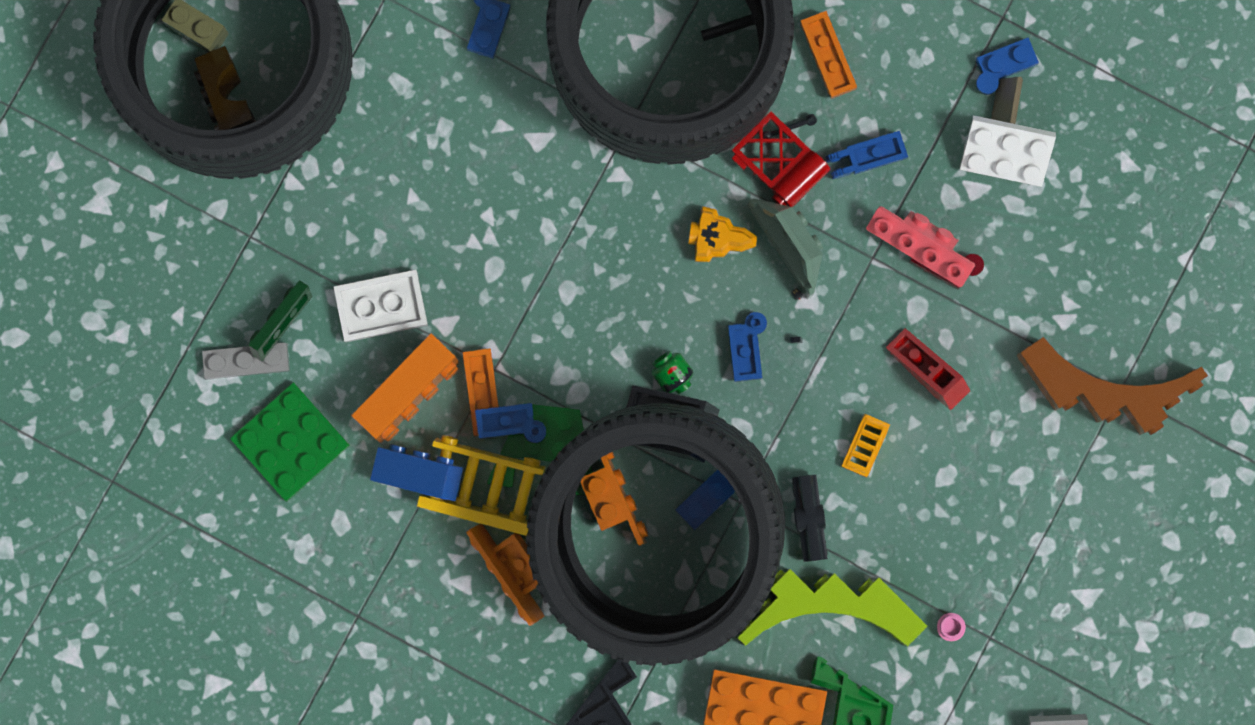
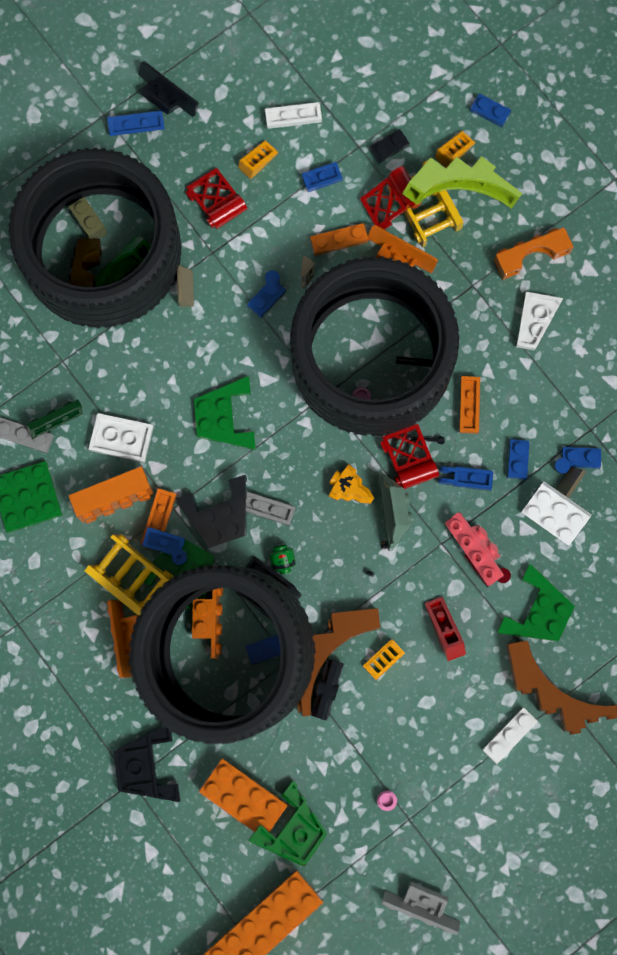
camera: 25 degrees right, 5 degrees down
(280, 48) = (126, 260): none -> green arch
(371, 61) = (185, 287): none -> dark tan slope
(417, 472) = (94, 550): blue brick -> none
(494, 220) = (215, 415): none -> green wing
(569, 358) = (223, 521): none -> black wing
(618, 314) = (269, 509): none -> light grey plate
(678, 105) = (362, 393): none -> bright pink plate
(745, 347) = (335, 564): blue hinge -> none
(795, 427) = (344, 627): none -> dark orange arch
(874, 604) = (294, 736): lime arch -> none
(924, 100) = (518, 459): none -> blue plate
(1053, 290) = (547, 615): none -> green wing
(1073, 471) = (510, 735): none -> white plate

